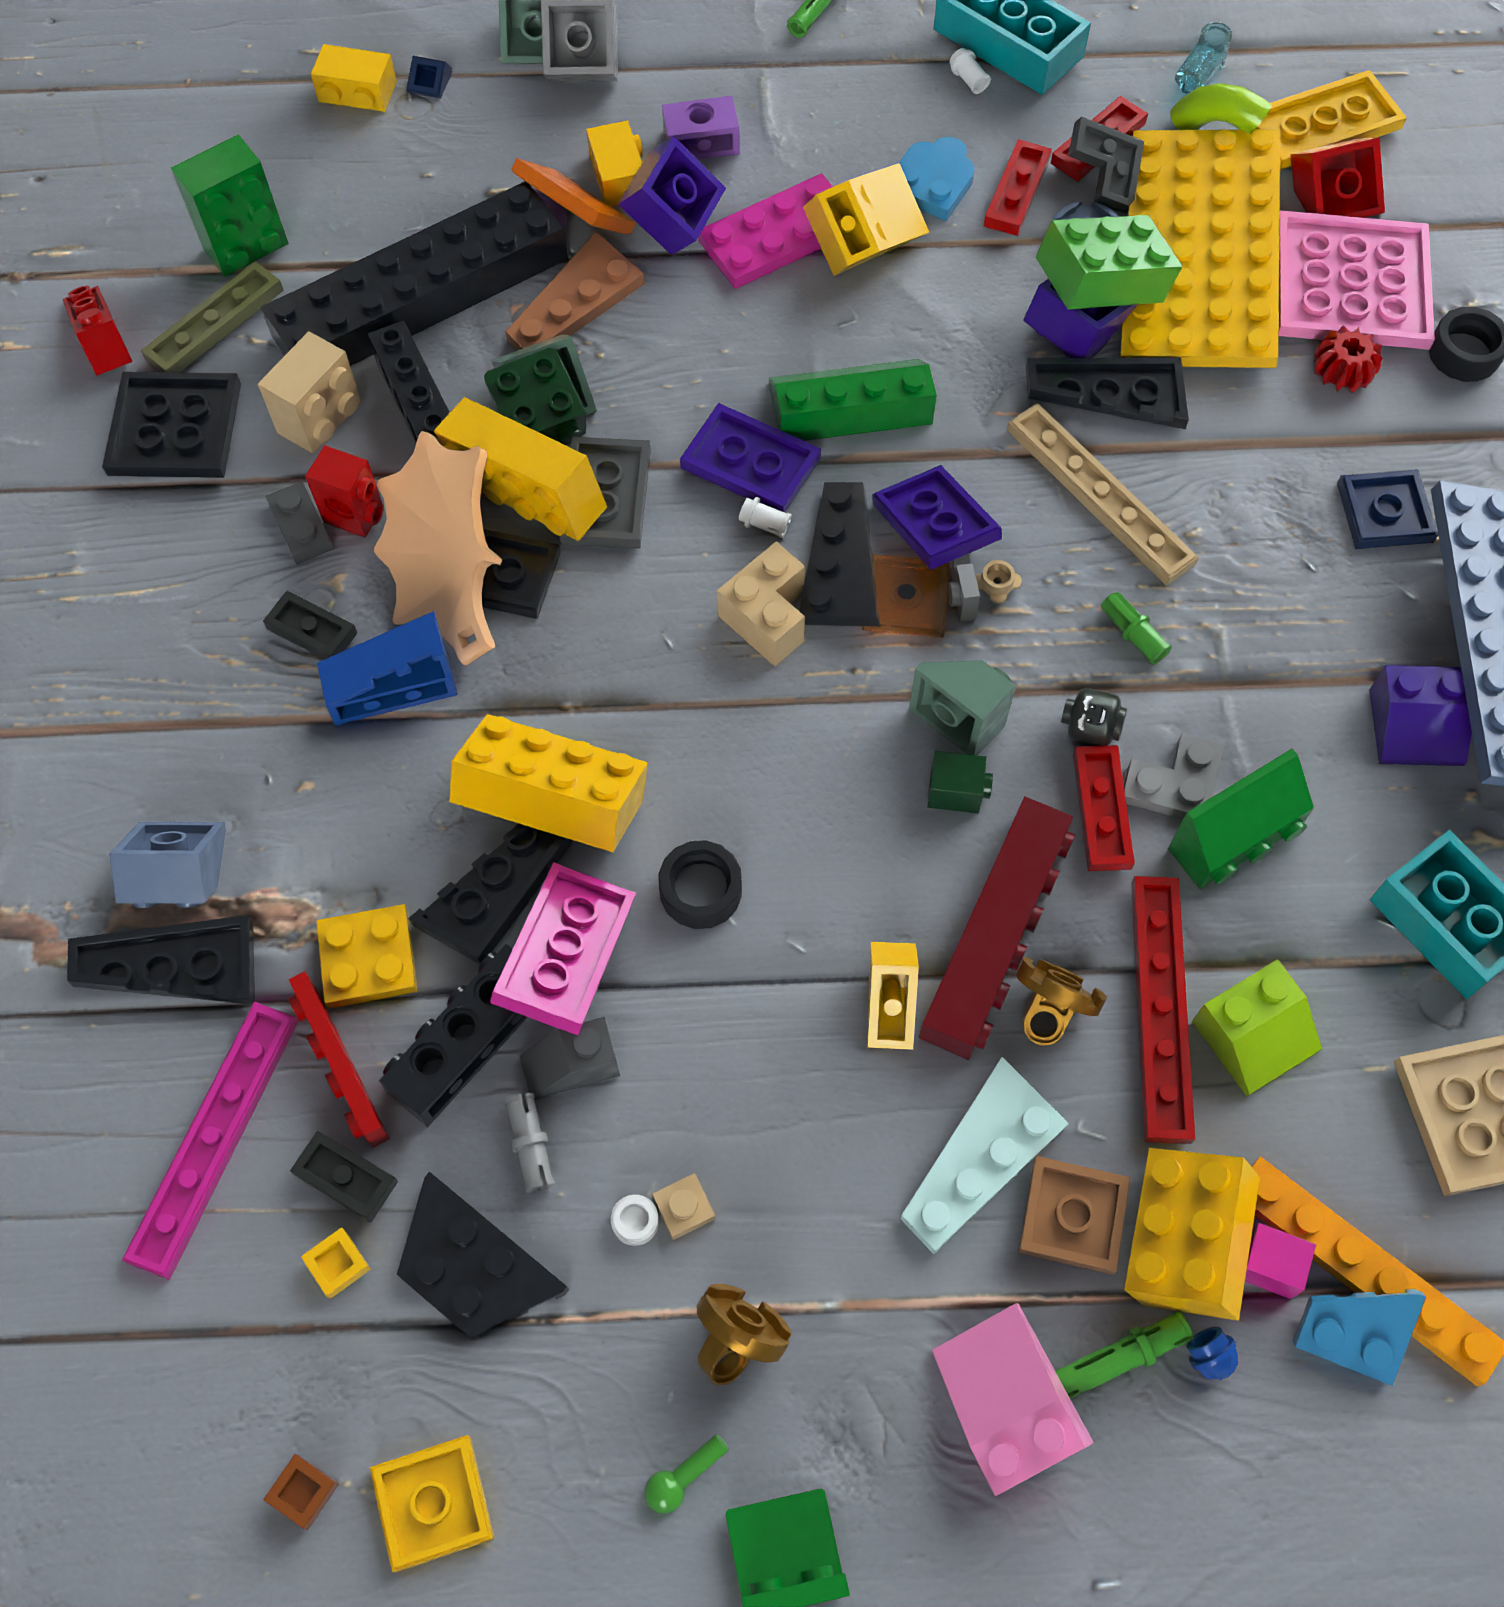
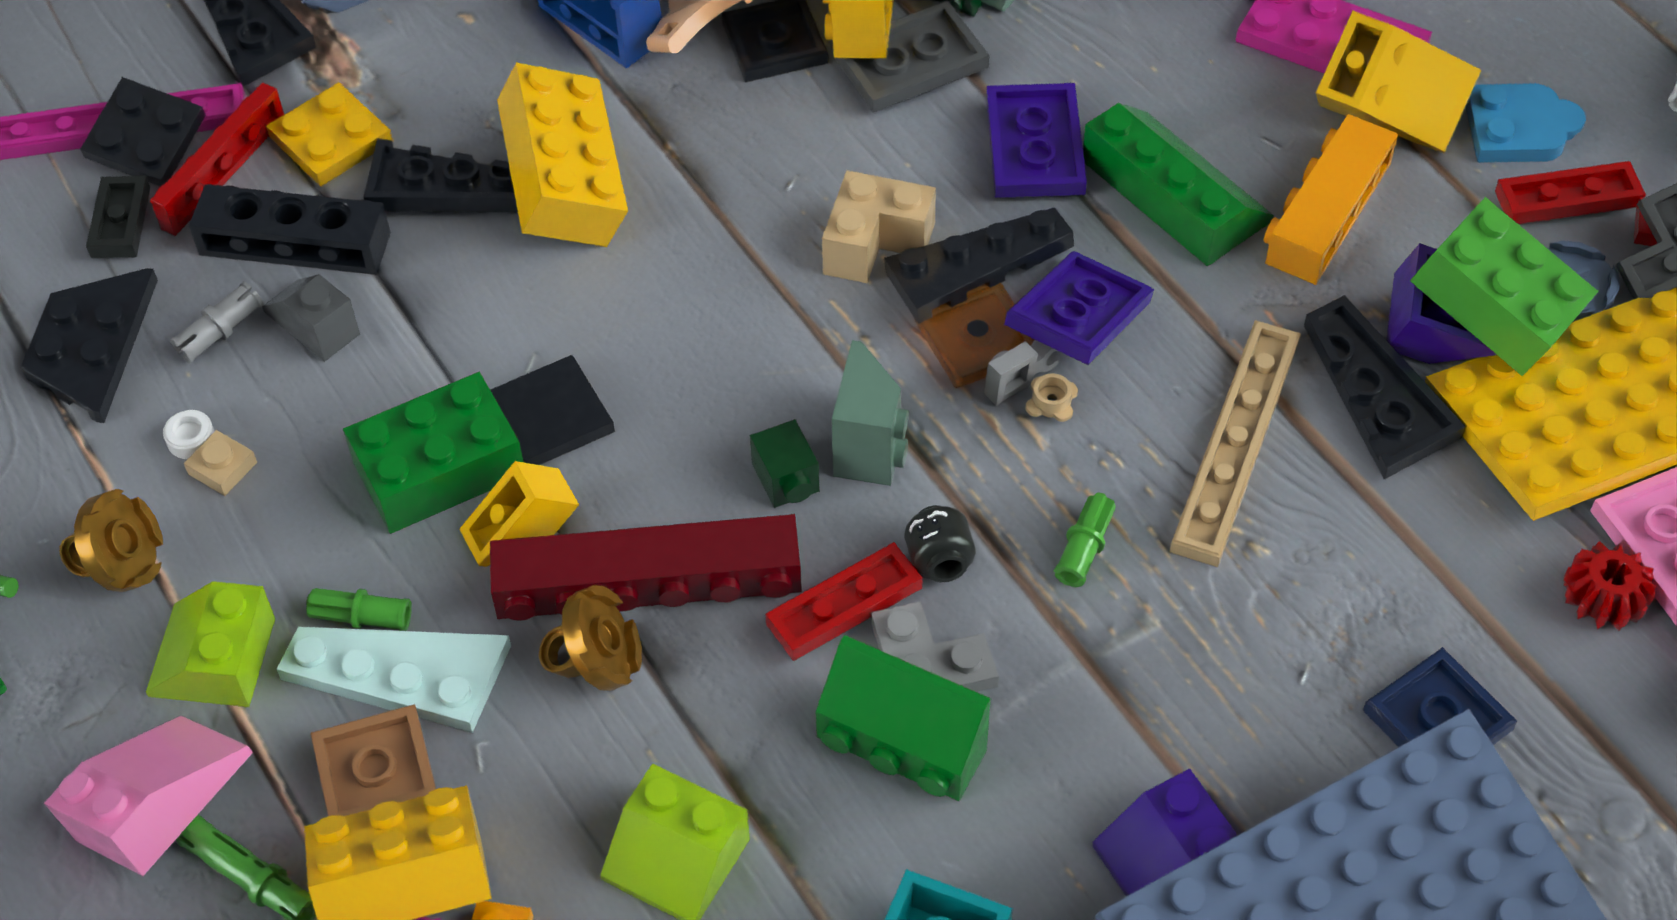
camera: 60 degrees right, 10 degrees down
(258, 1111) = (143, 132): none -> black plate
(335, 1263) = (40, 249): yellow plate -> none
(563, 949) = (401, 241): plate -> none
(698, 853) = (538, 293): black tyre -> none
(764, 517) = (975, 172): white pin -> none
(793, 924) = (553, 410): none -> black tile
(793, 1027) = (433, 451): none -> green brick
(882, 1295) = (214, 645): none -> lime slope
(909, 1159) = (359, 609): none -> bright green axle
(934, 316) = (1330, 198): none -> light orange brick
(1162, 1011) = (662, 739): red plate -> none

